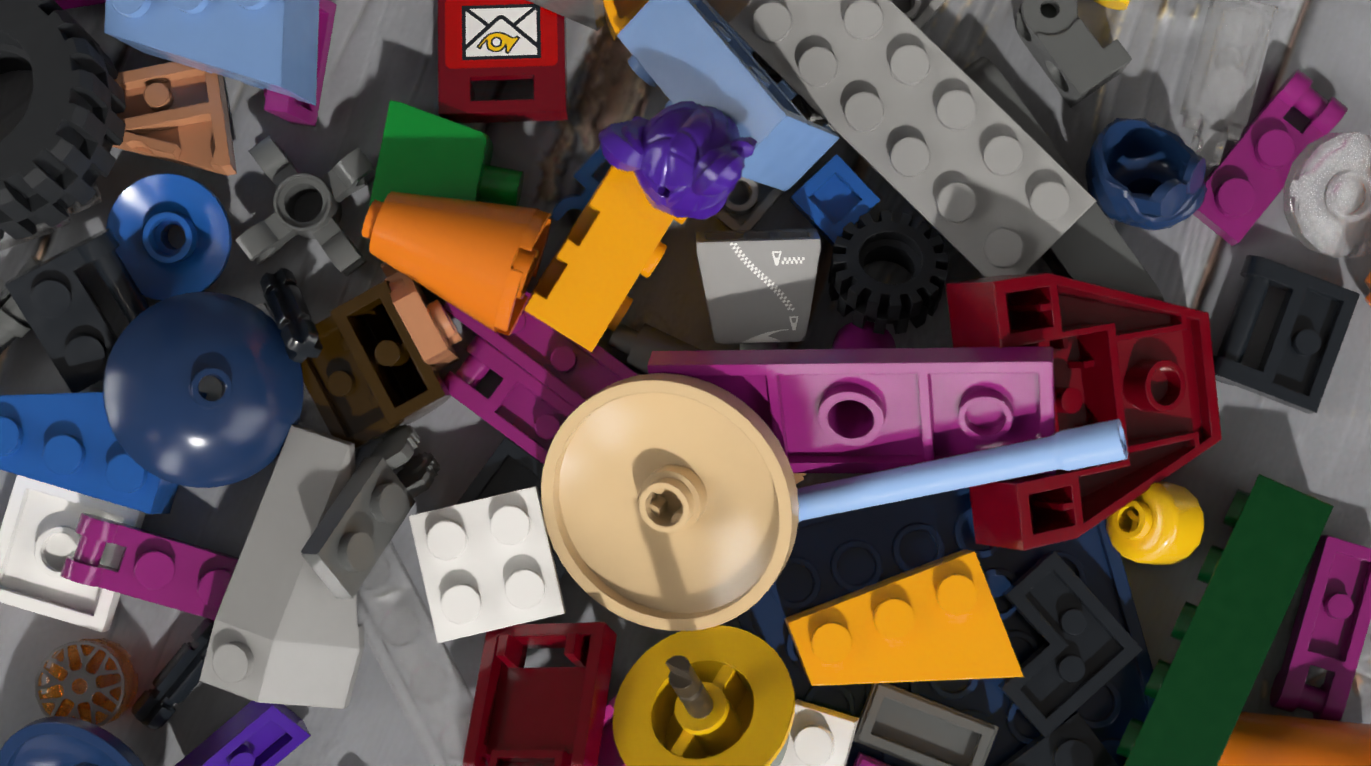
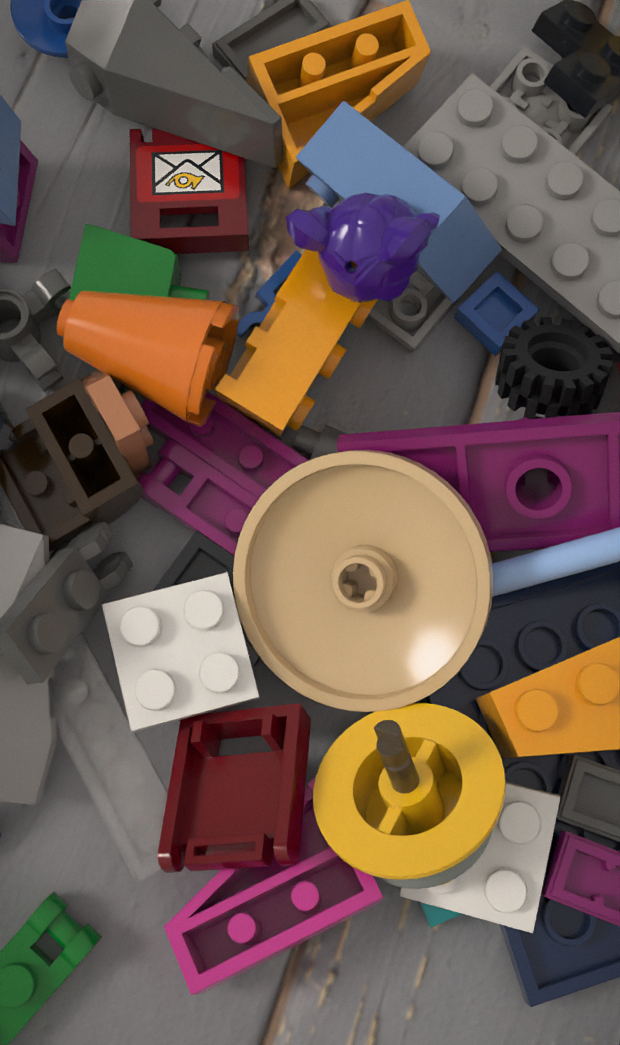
camera: 10 degrees left, 10 degrees down
(759, 284) = (433, 378): light grey torso -> none

